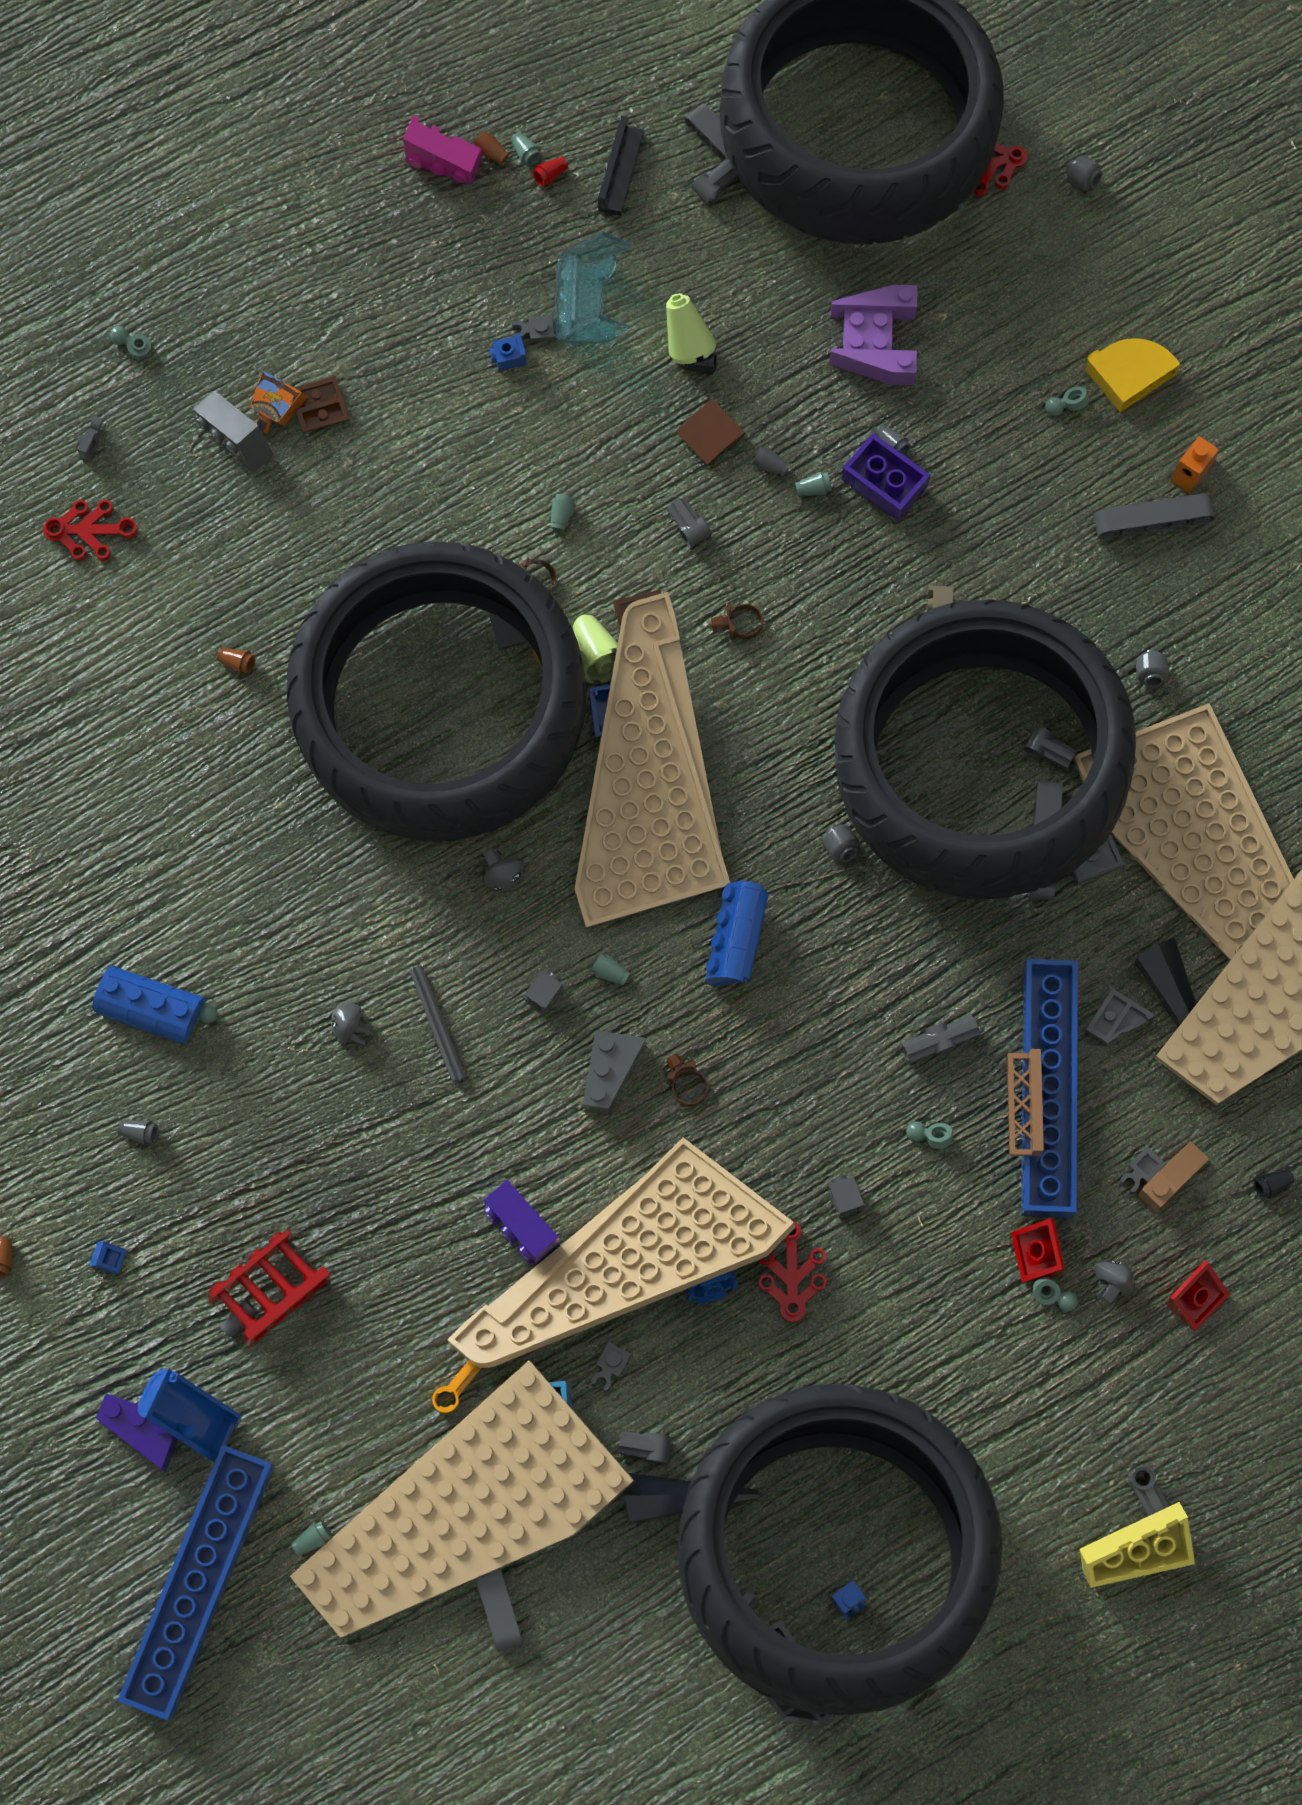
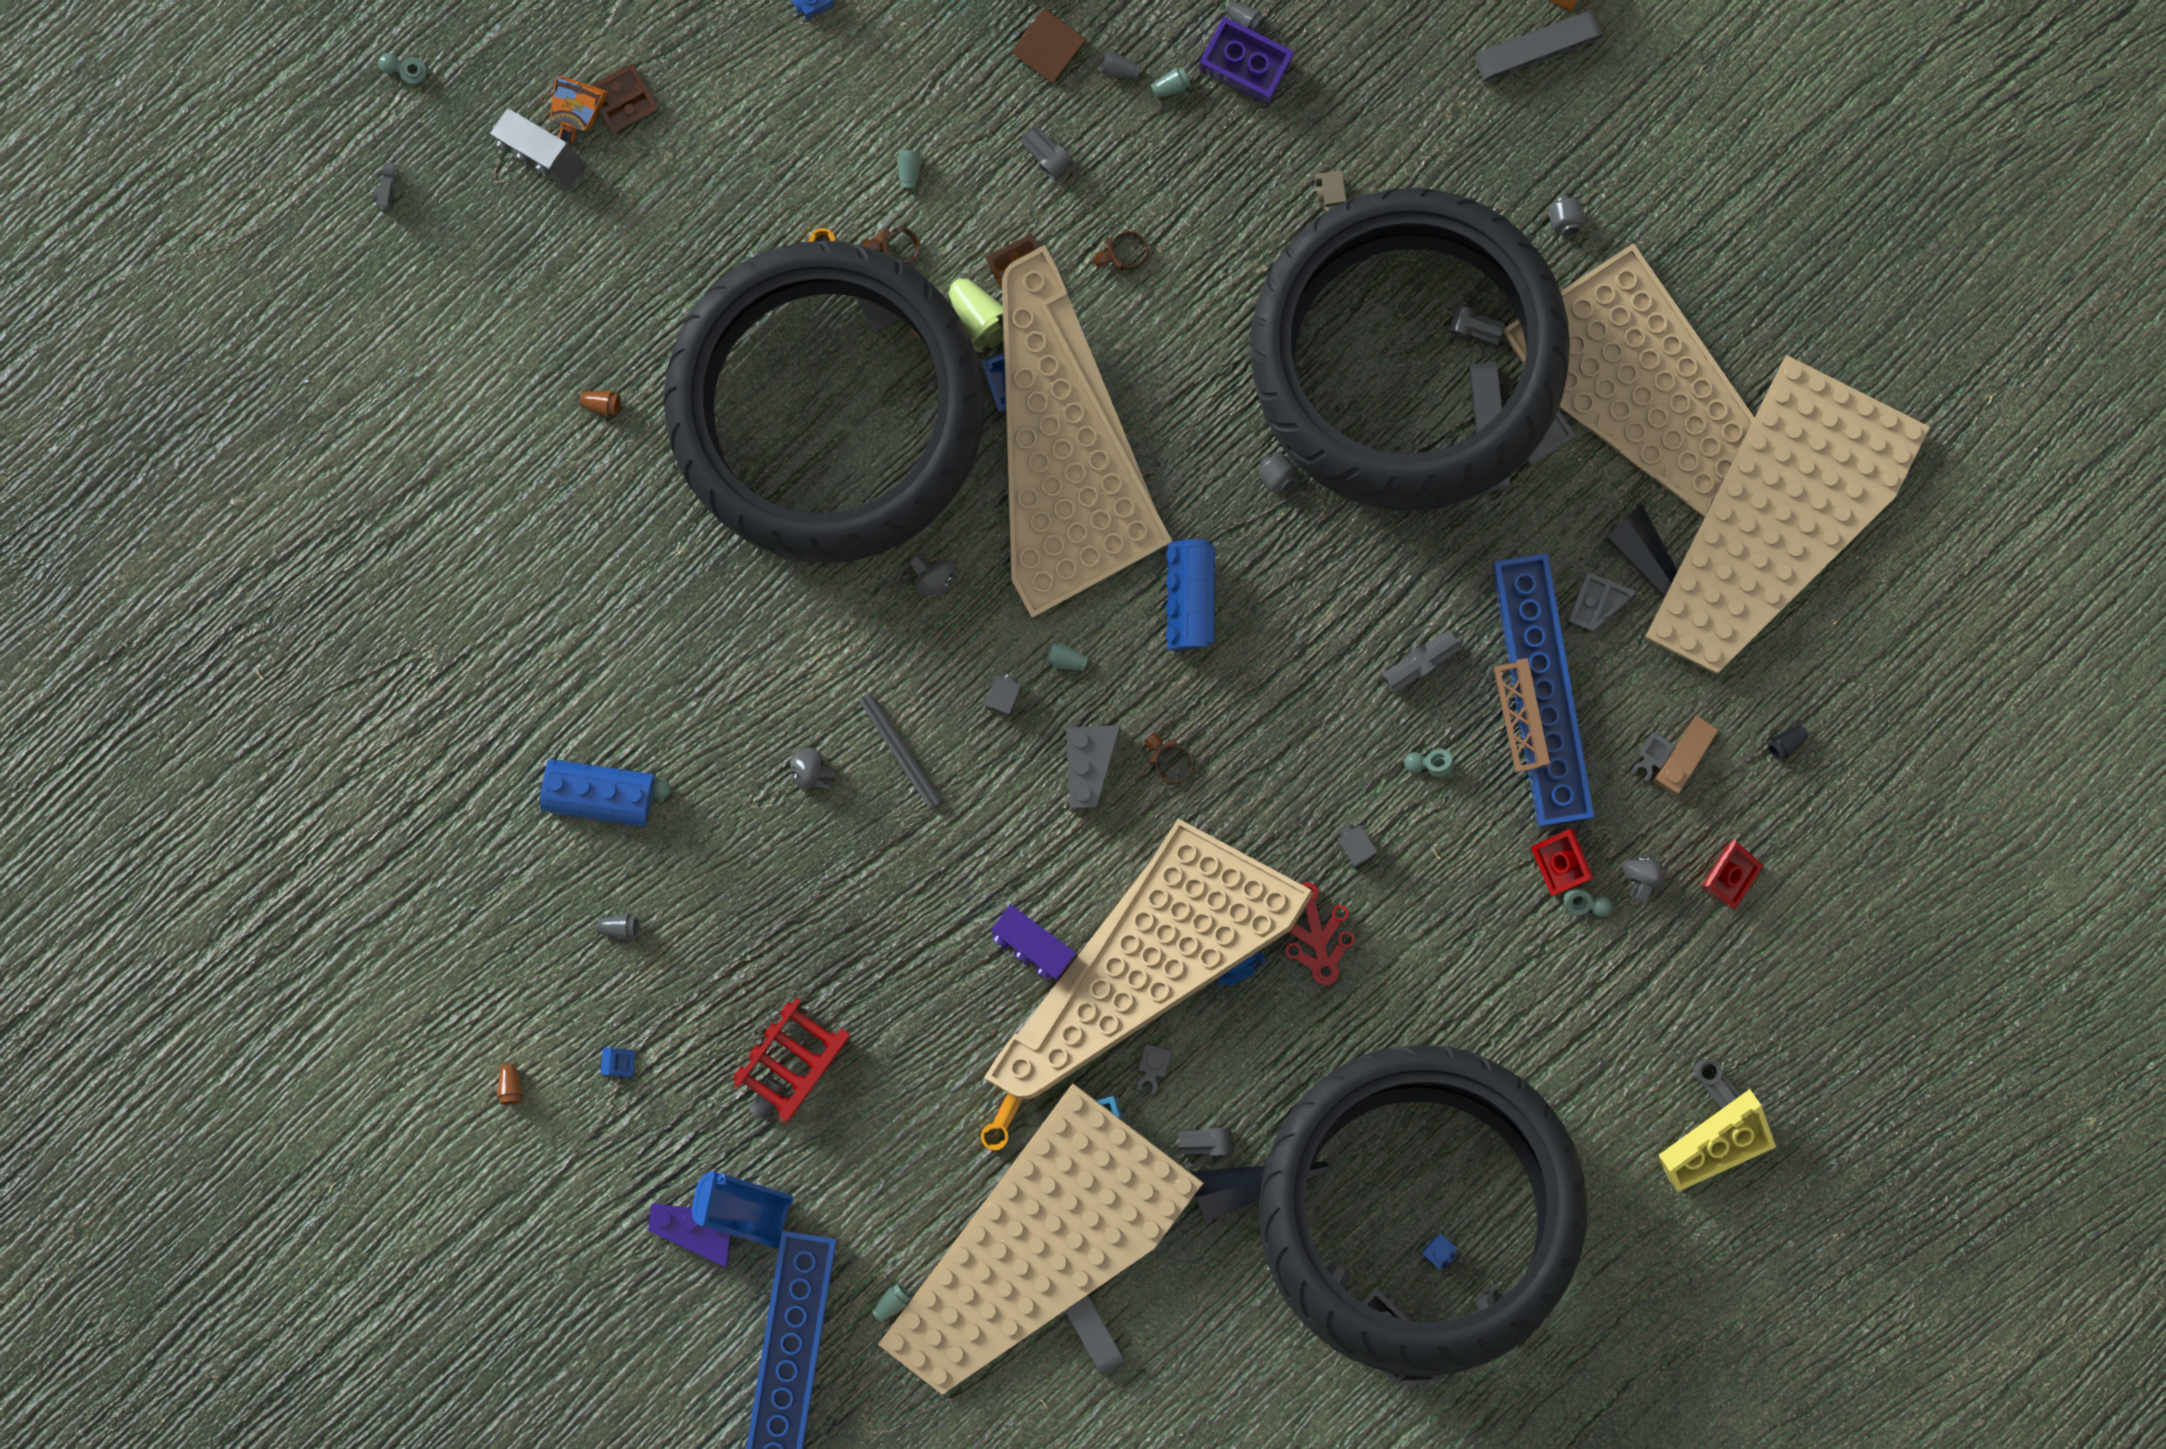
camera: 10 degrees left, 10 degrees up
(87, 529) = (406, 289): red plant -> none

